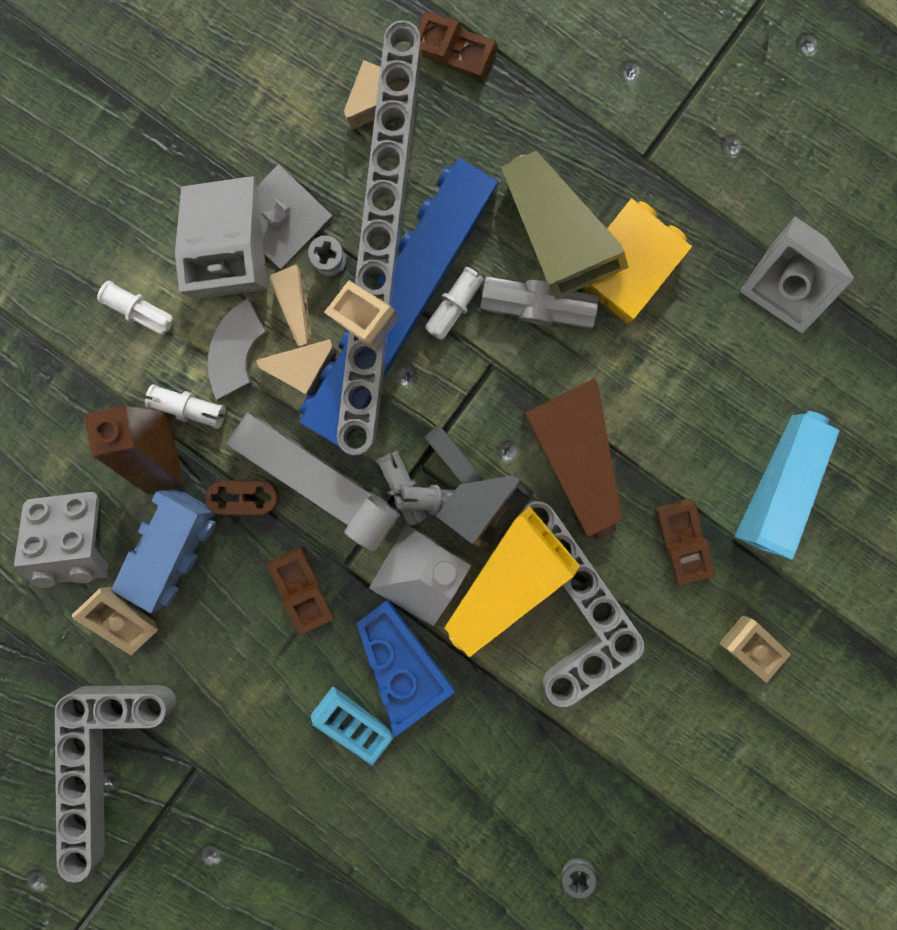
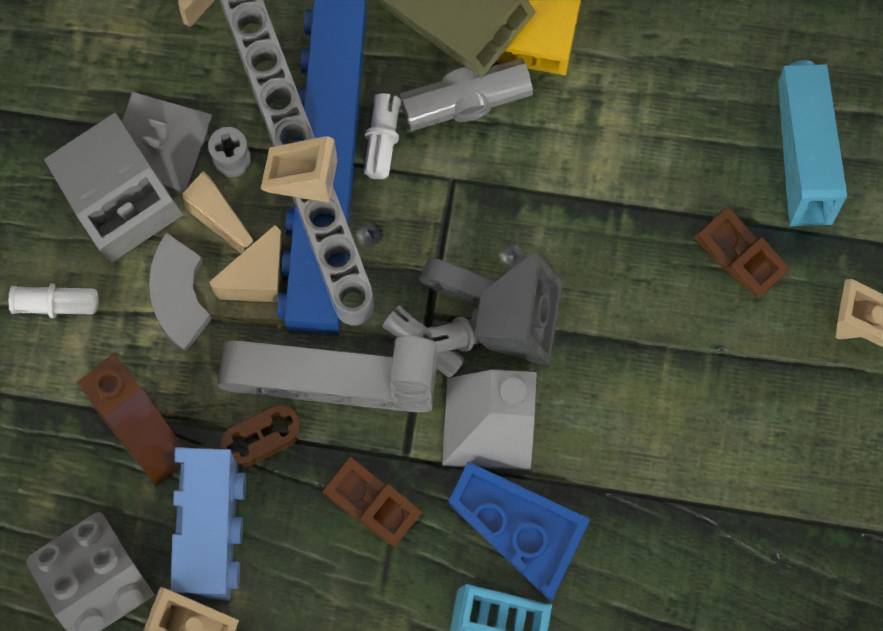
camera: 20 degrees left, 15 degrees down
(185, 406) = (159, 371): white pin -> none
(515, 579) = (585, 370): yellow slope -> none
(578, 453) = (585, 219): reddish brown slope -> none
(607, 630) = (670, 361): light grey beam -> none

